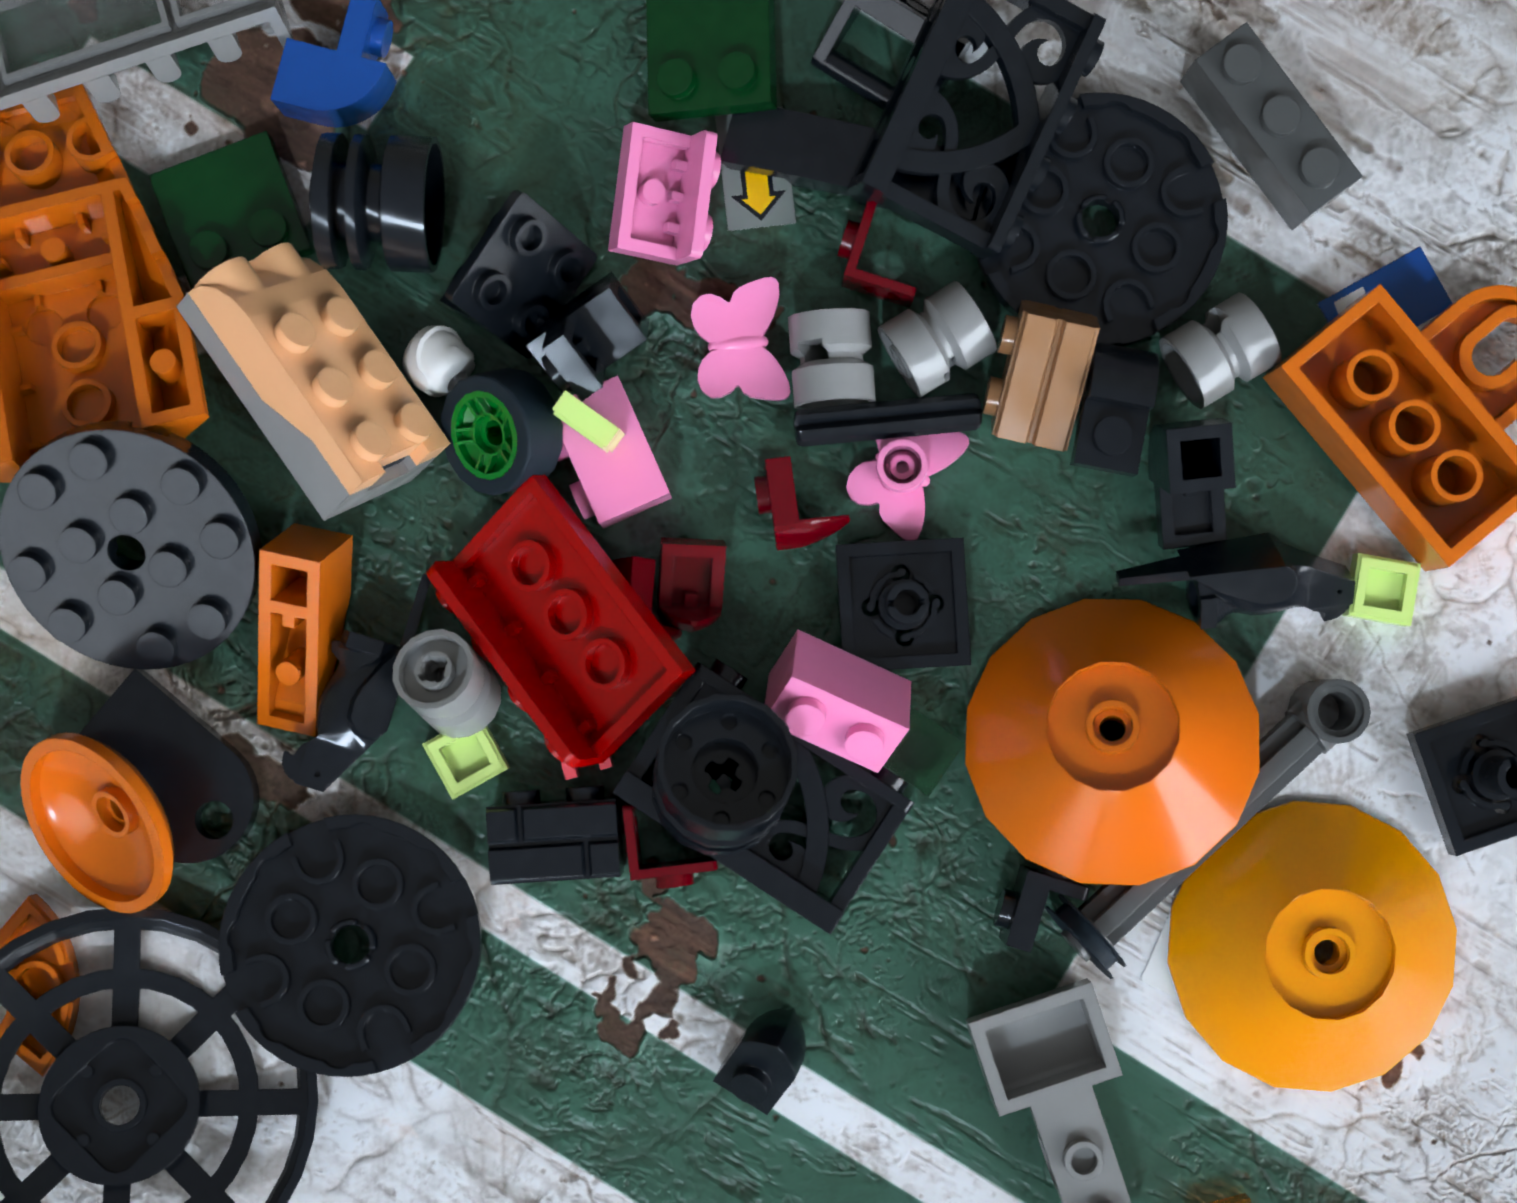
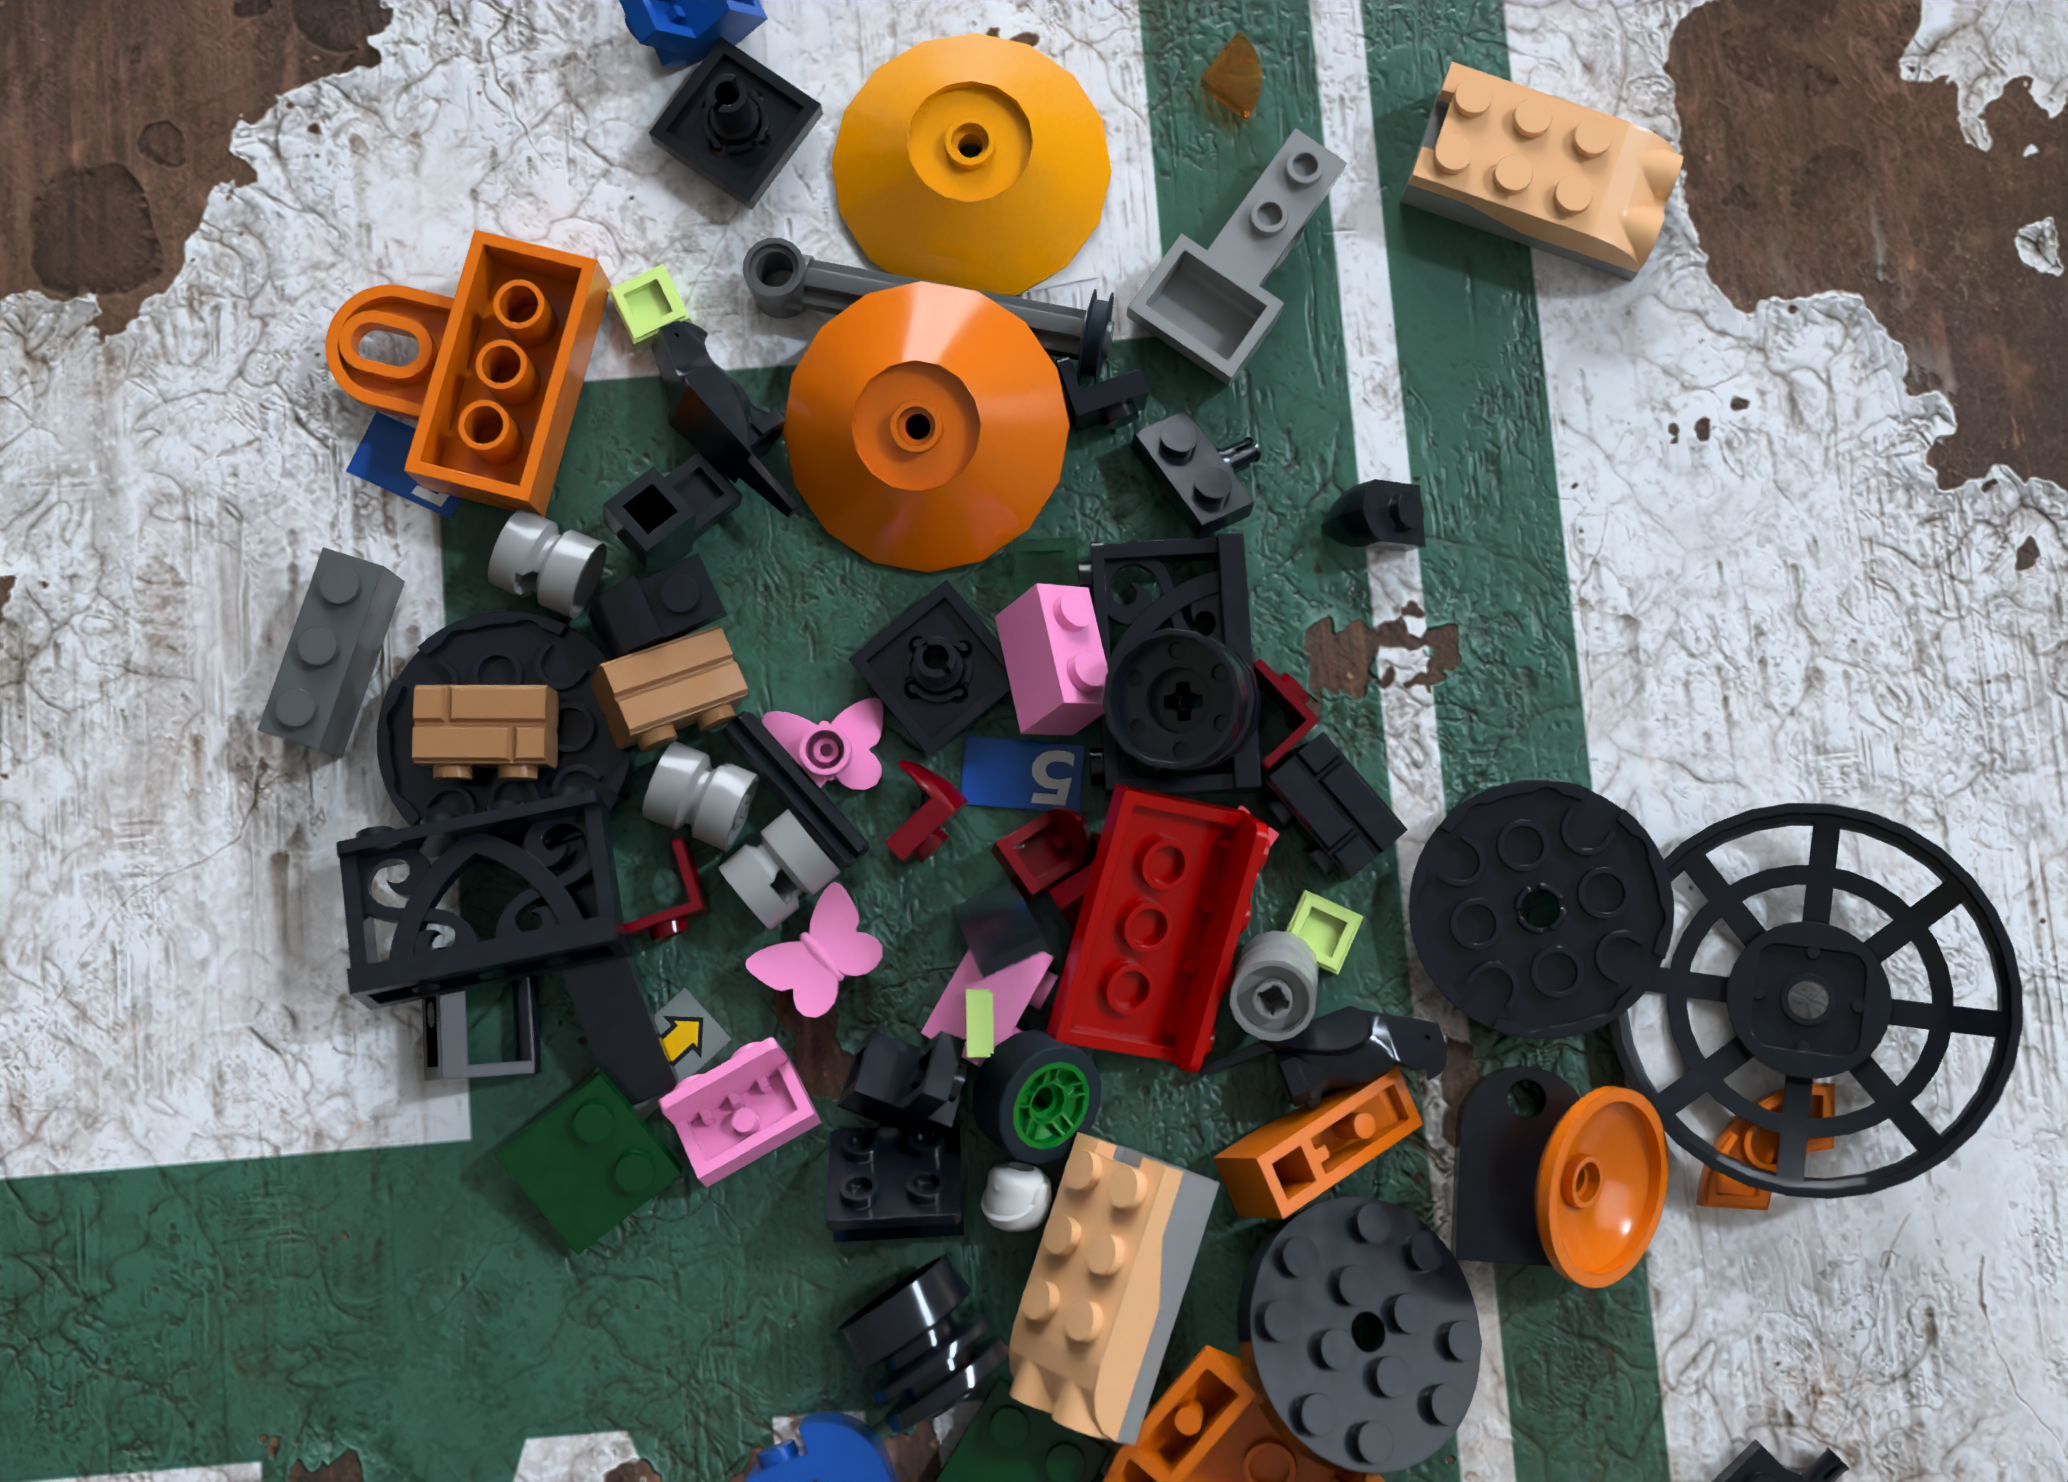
camera: 130 degrees left, 5 degrees down
(646, 487) = (999, 928): none -> black slope
(769, 612) = (1022, 773): none -> blue sticker
(911, 936) = (1196, 472): none -> black plate
(1115, 203) = (485, 729): none -> medium nougat brick

